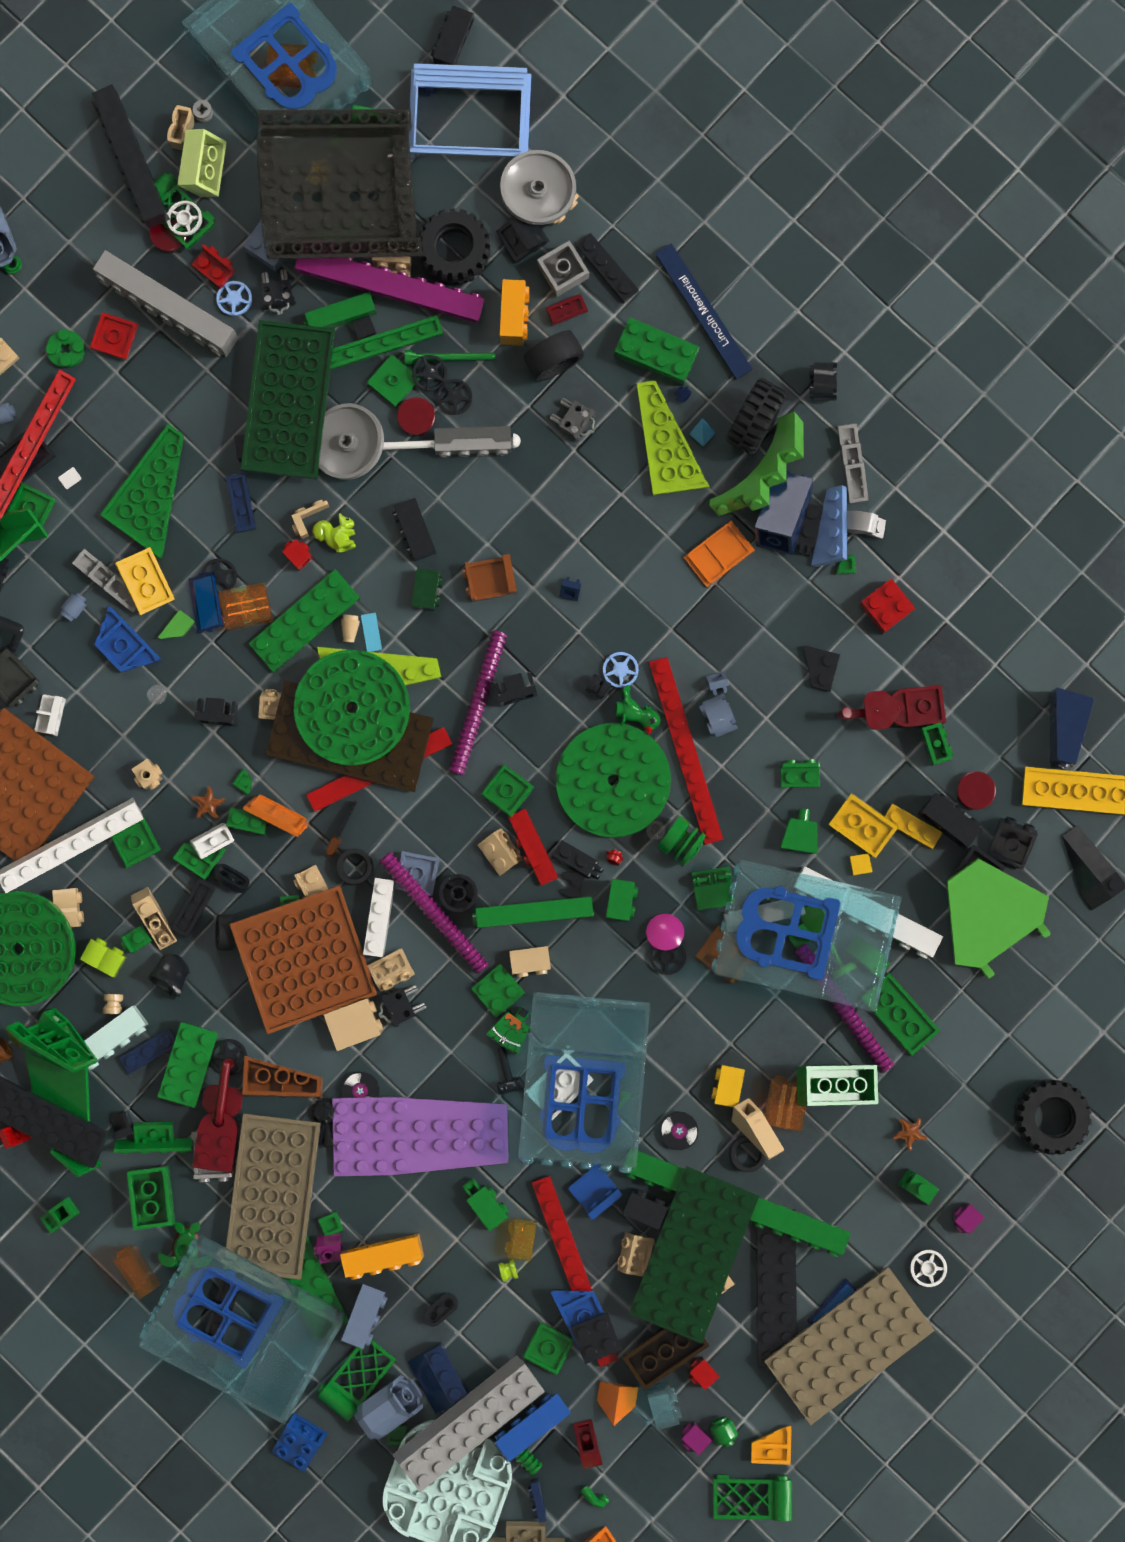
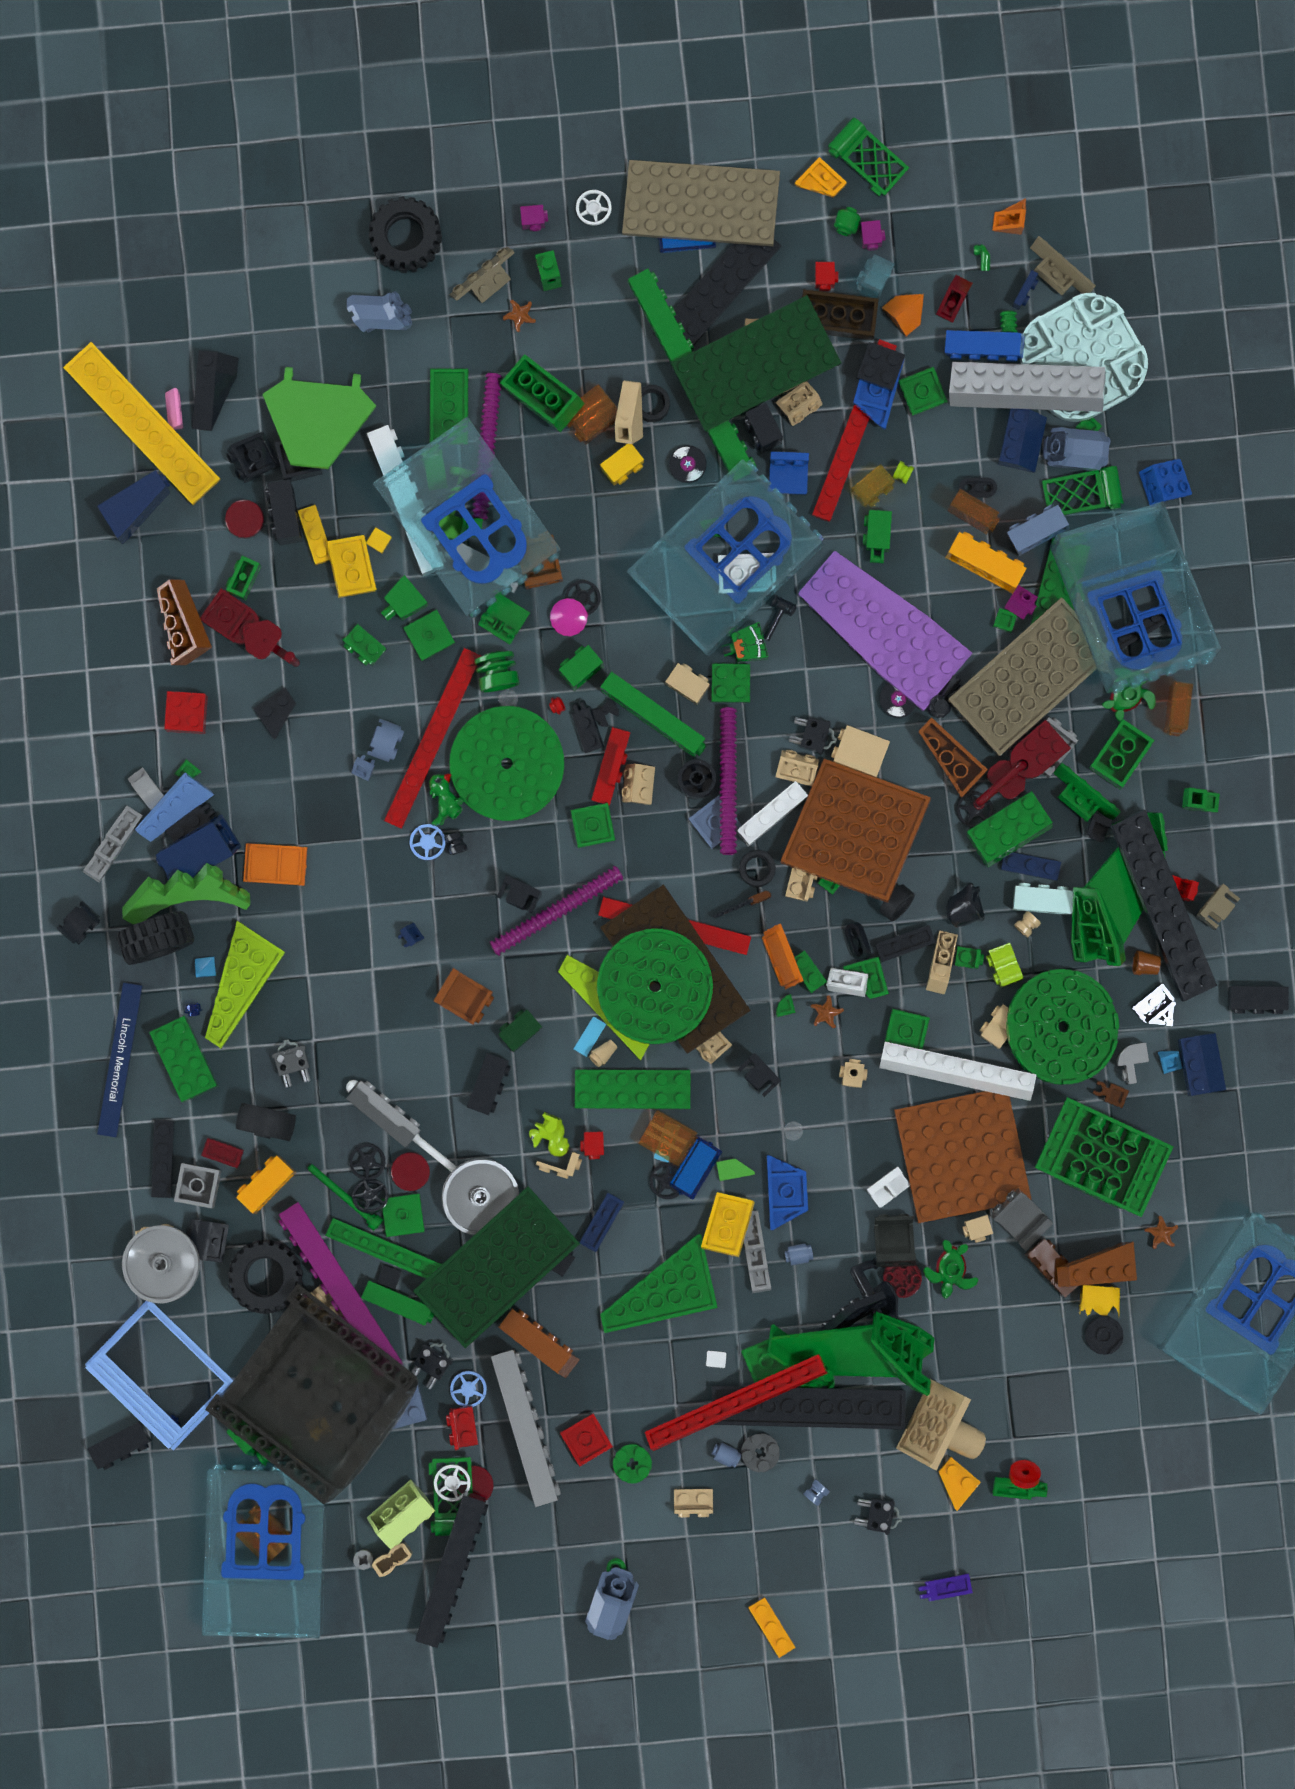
camera: 140 degrees left, 0 degrees up
(209, 374) = (539, 1343): none -> dark orange wedge
(425, 1287) = (974, 512): none -> clear orange brick
(758, 825) = (429, 635): none -> green plate
(951, 670) = (182, 623): none -> dark orange wedge
(959, 1138) = (487, 279): none -> dark tan bracket
(1017, 1038) = (379, 312): none -> sand blue brick
(1103, 826) = (173, 407): none -> bright pink slope

